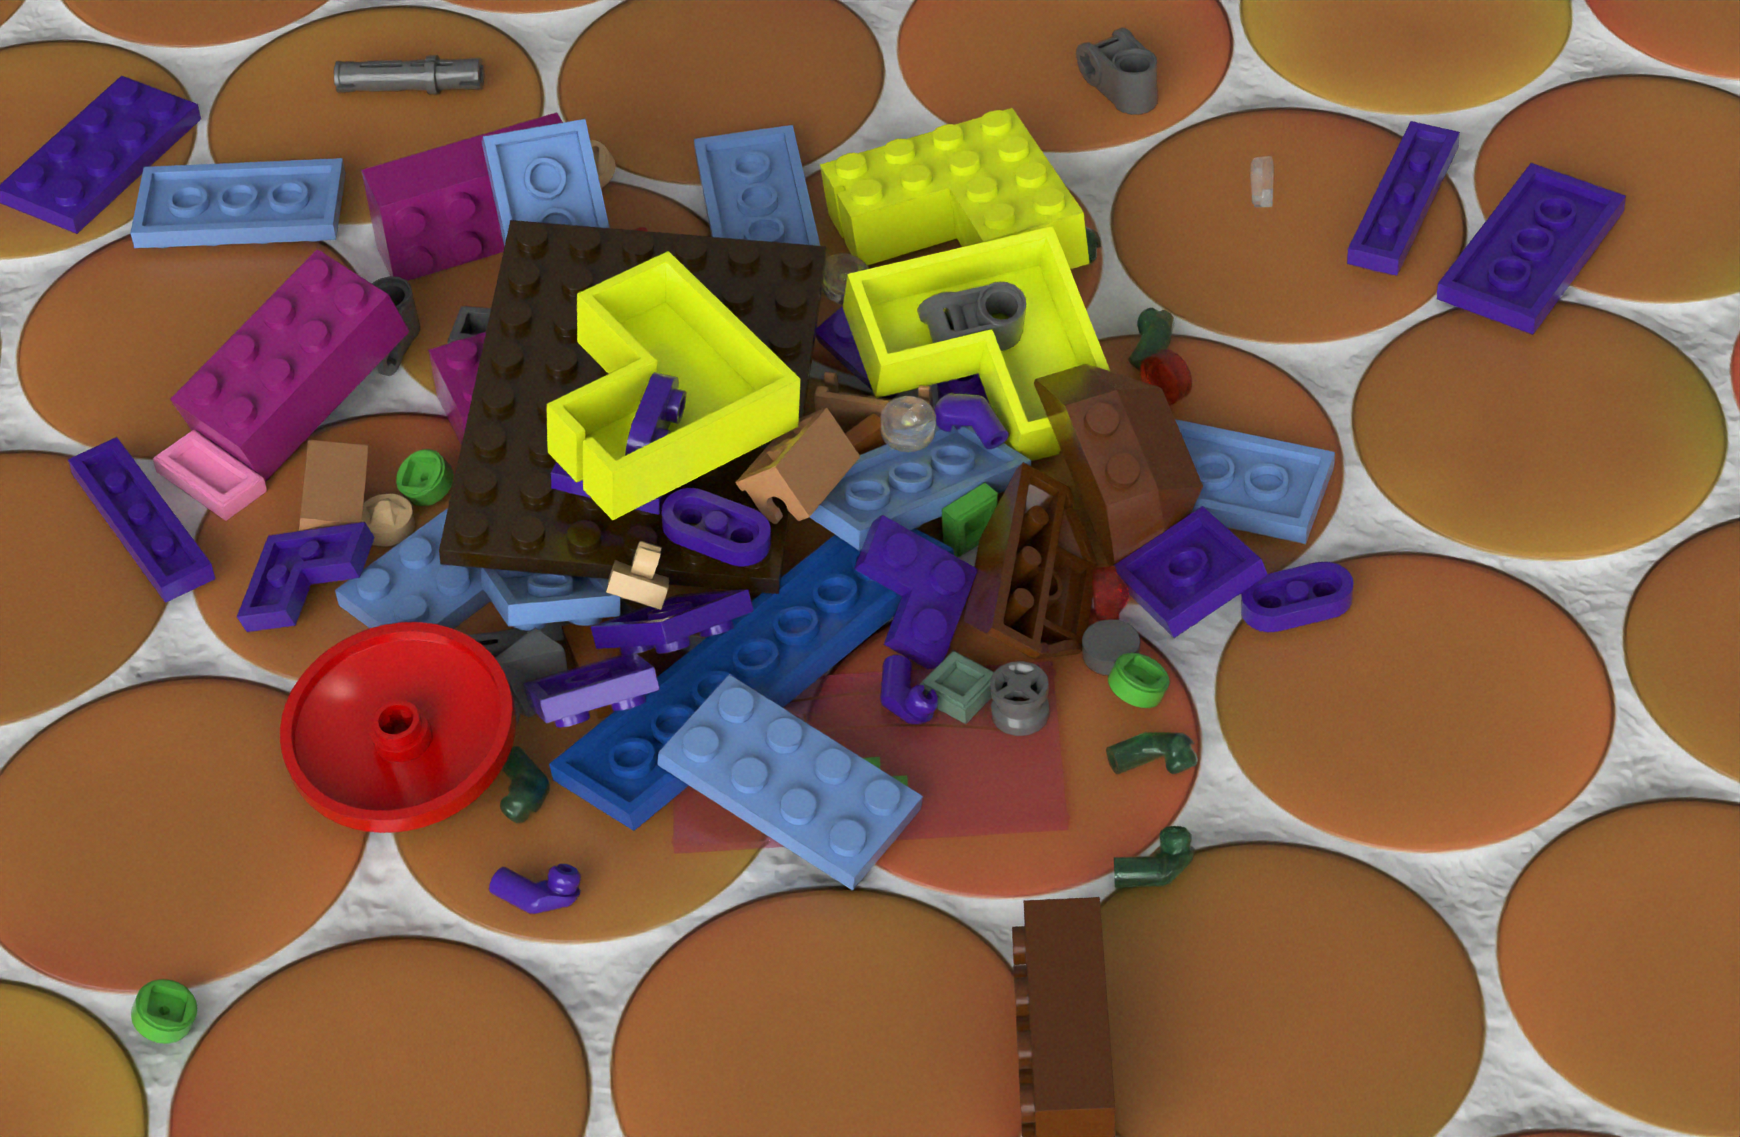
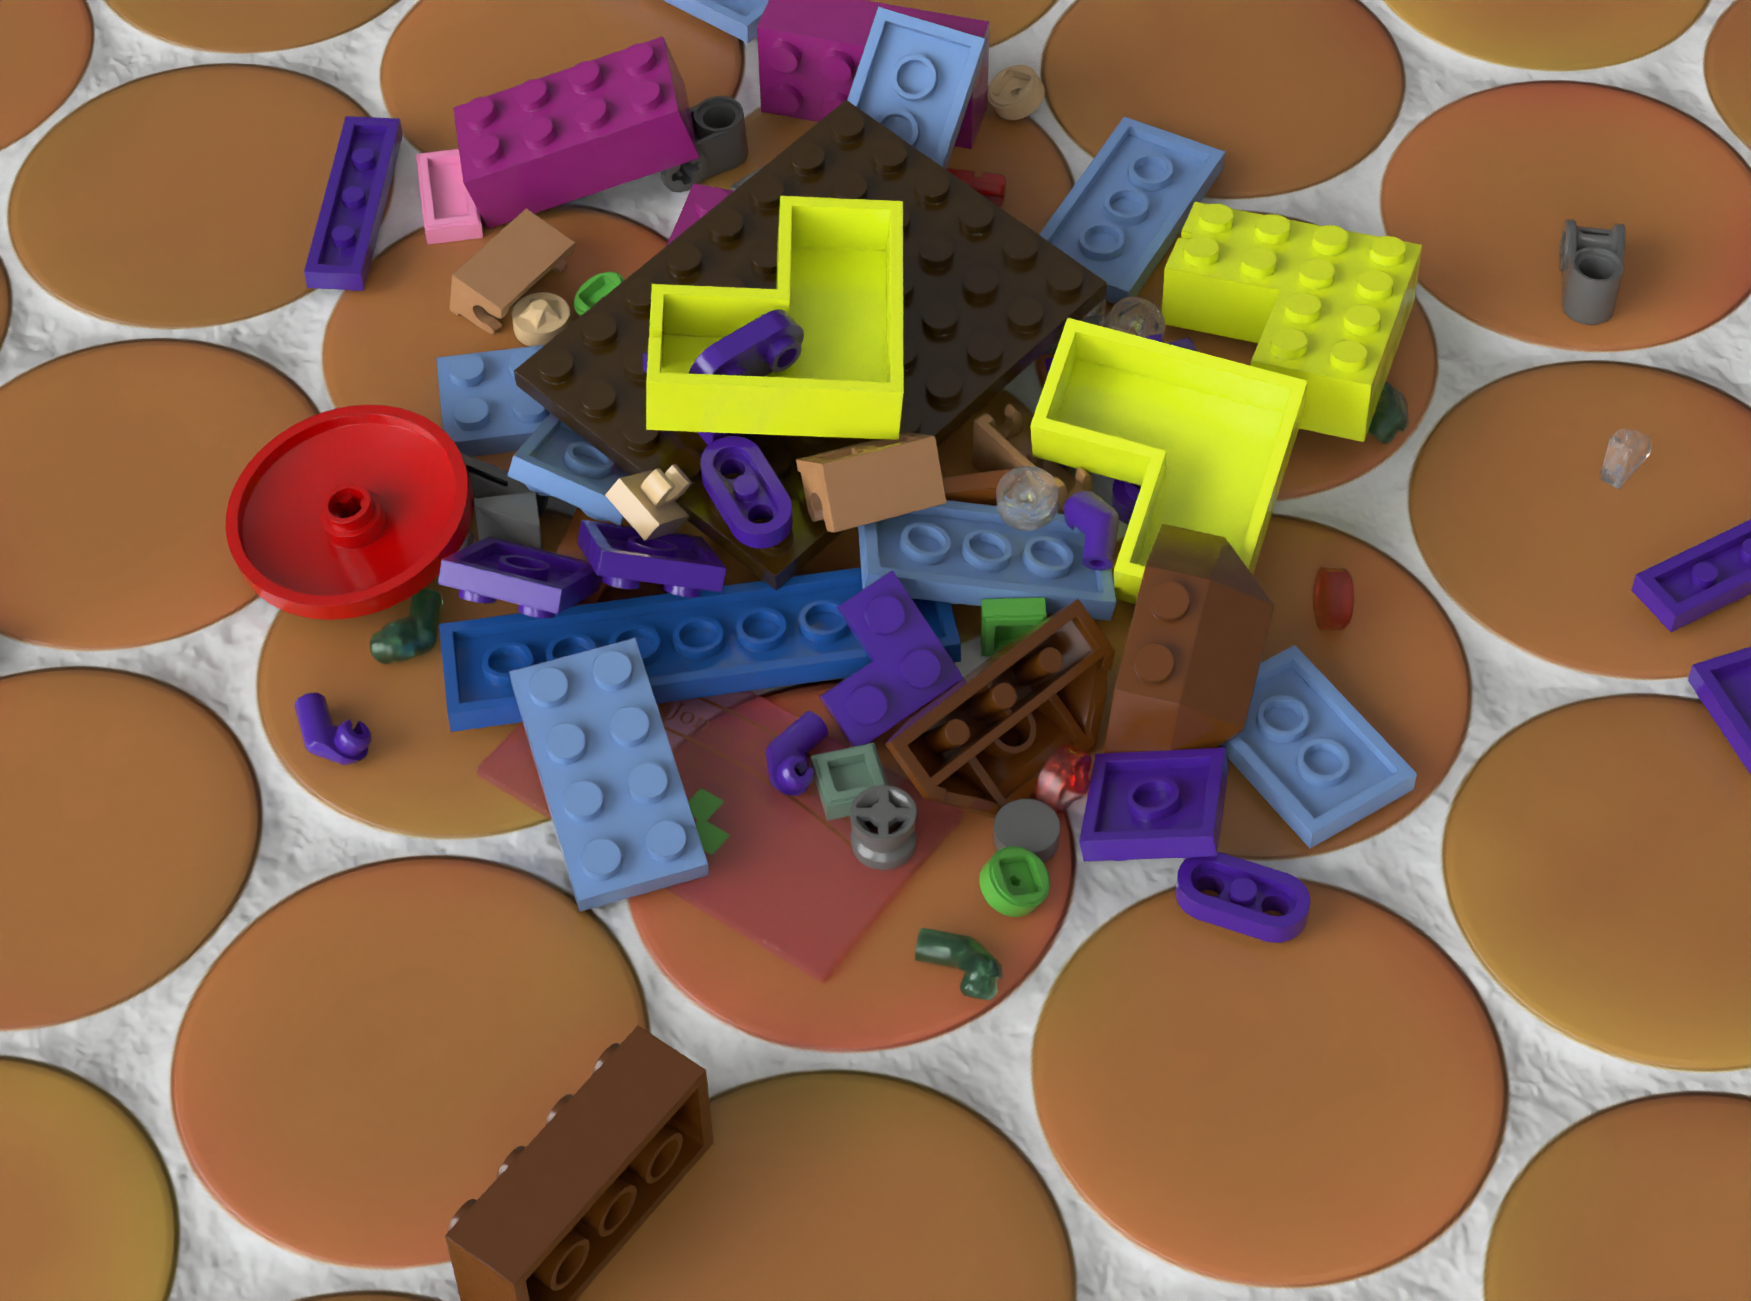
camera: 35 degrees right, 5 degrees up
(295, 562) = (422, 313): dark purple plate -> none
(971, 313) = (1168, 423): dark grey piece -> none
(1157, 332) = (1376, 546): clear green arm -> none
(1161, 865) = (860, 1077): clear green arm -> none

